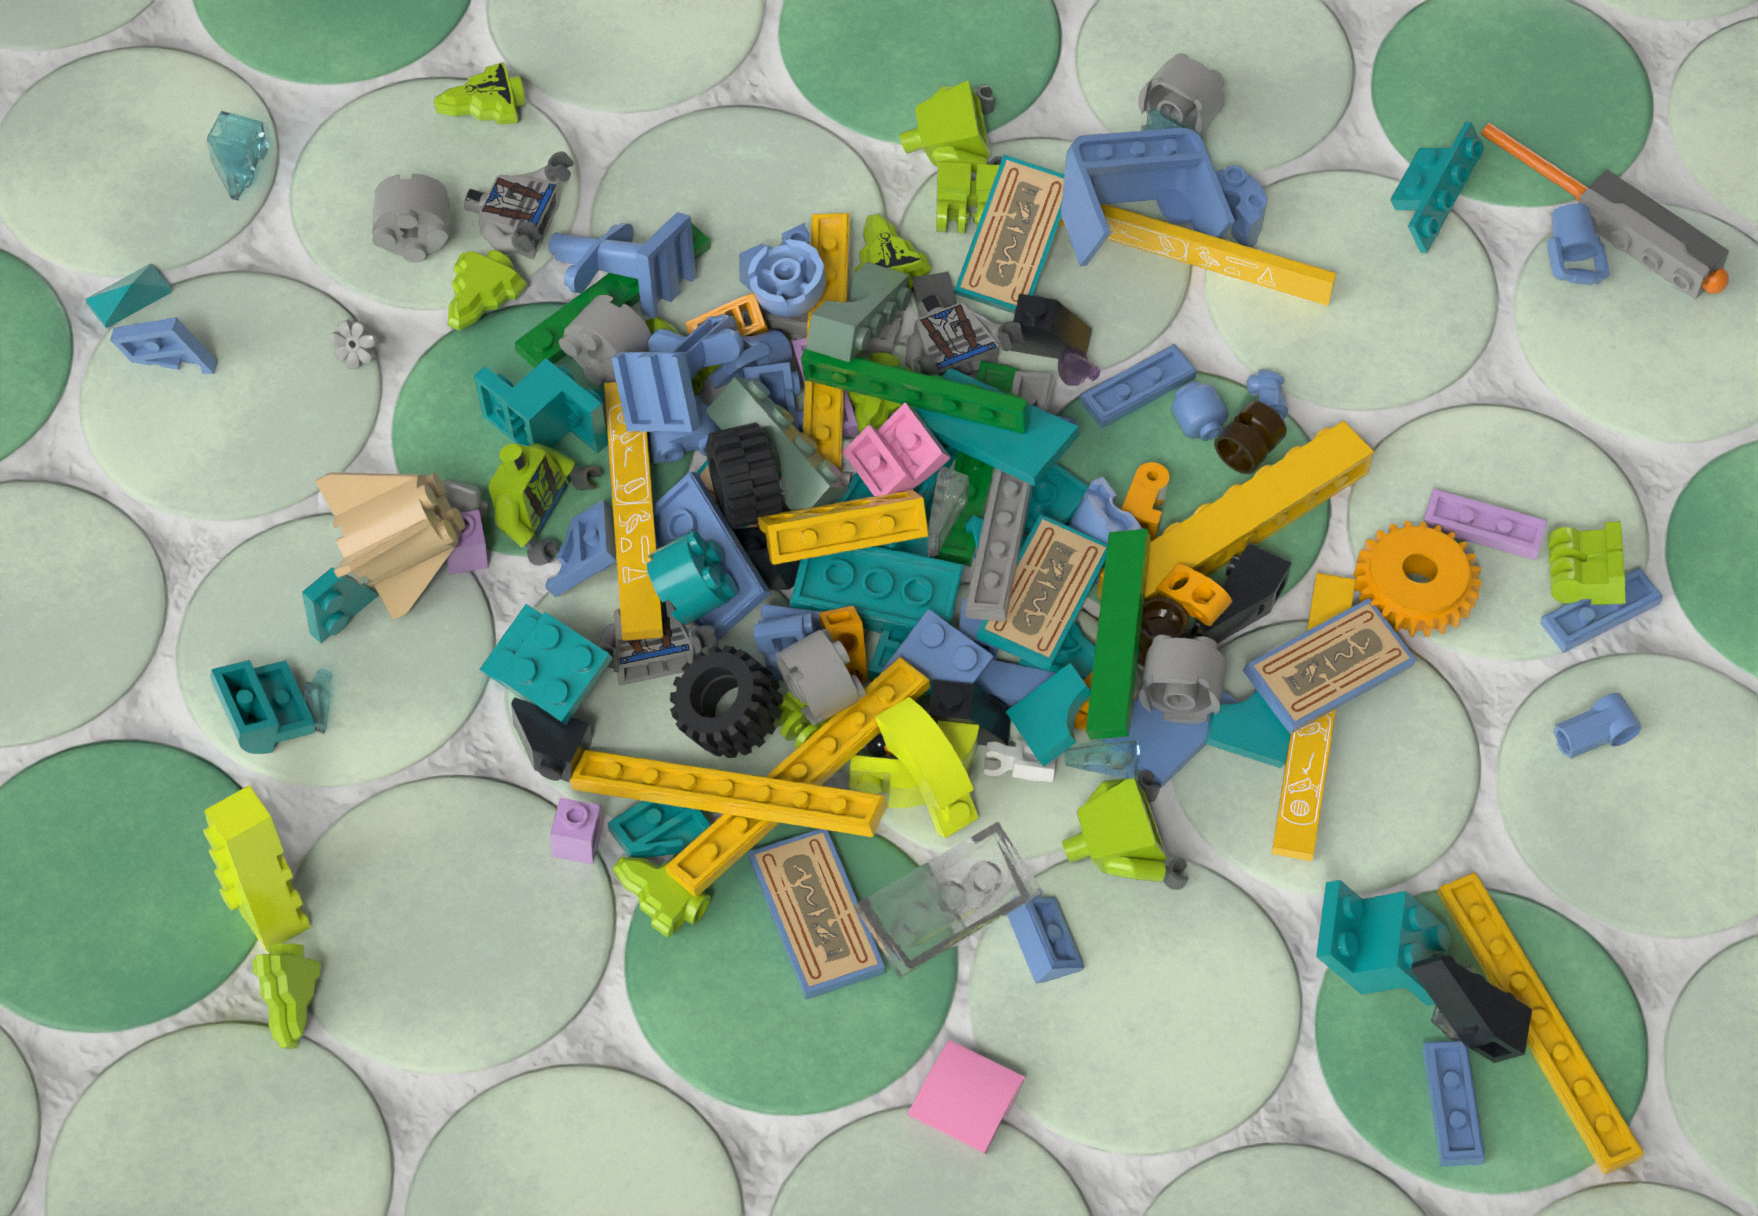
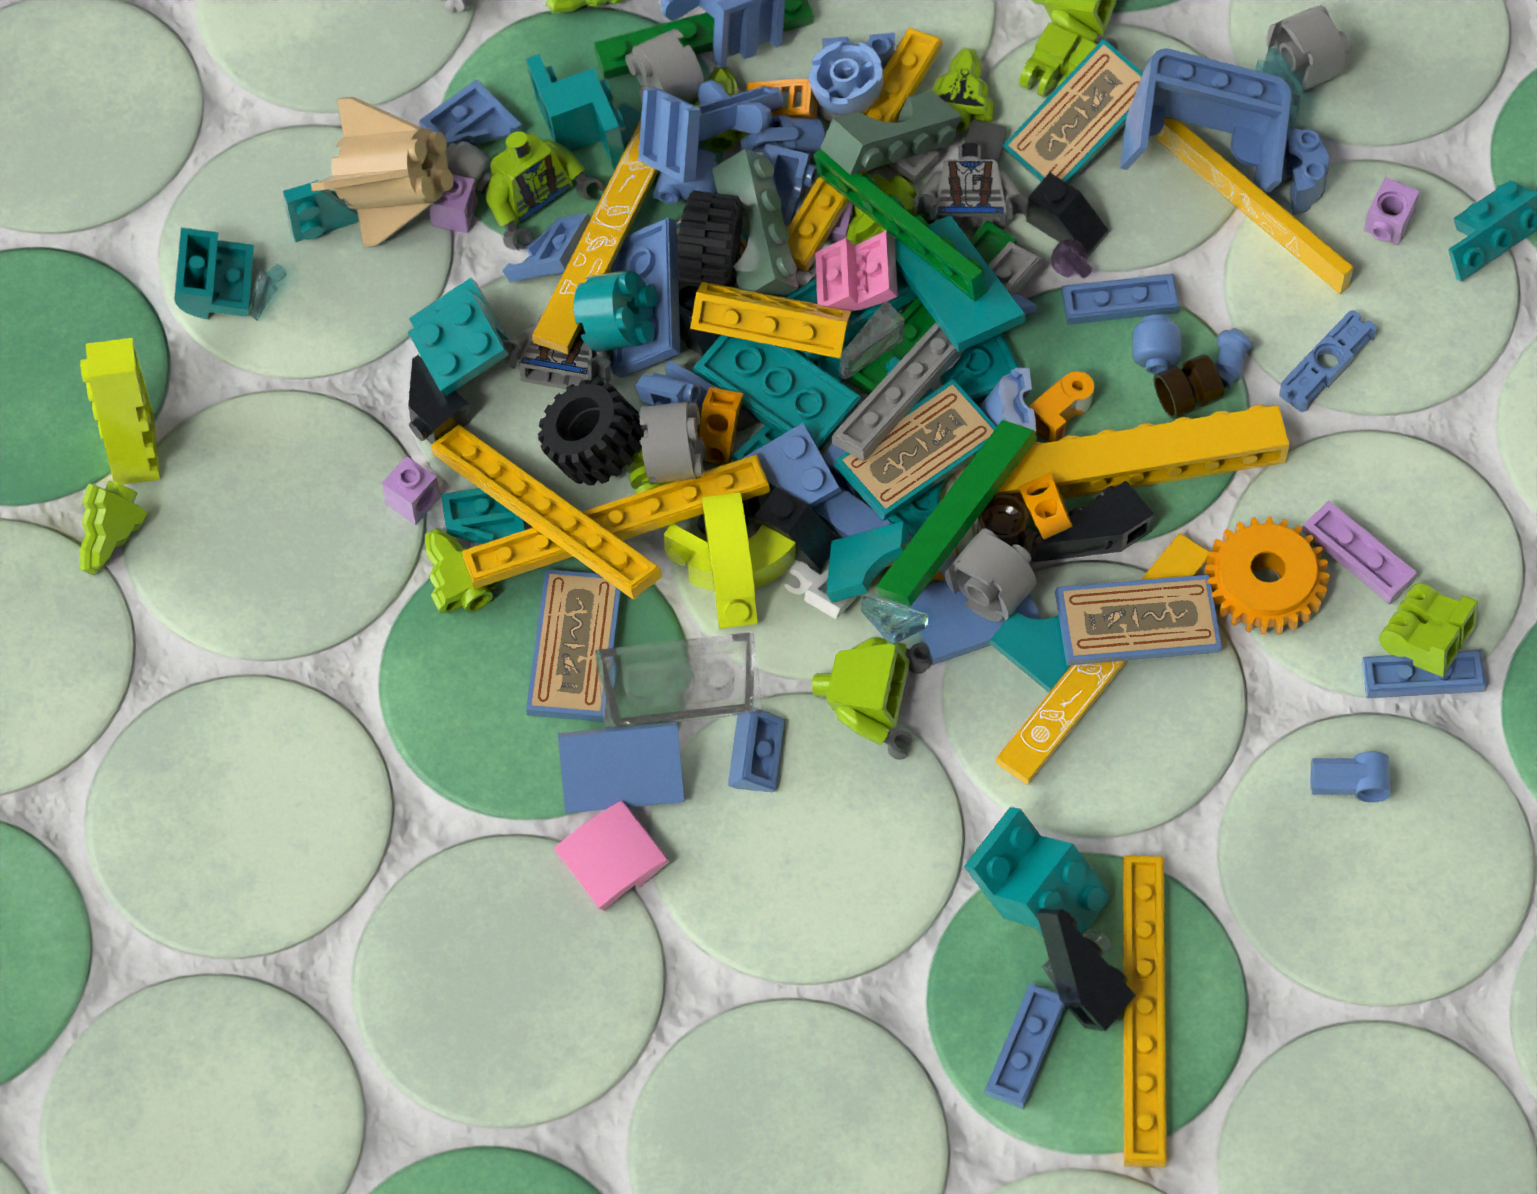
camera: 30 degrees right, 5 degrees up
(440, 452) = (471, 117): none -> medium blue wing
(932, 1005) = (621, 764): none -> medium blue tile
(1335, 213) = (1392, 198): none -> lavender brick
(1350, 387) = (1310, 377): none -> medium blue piece

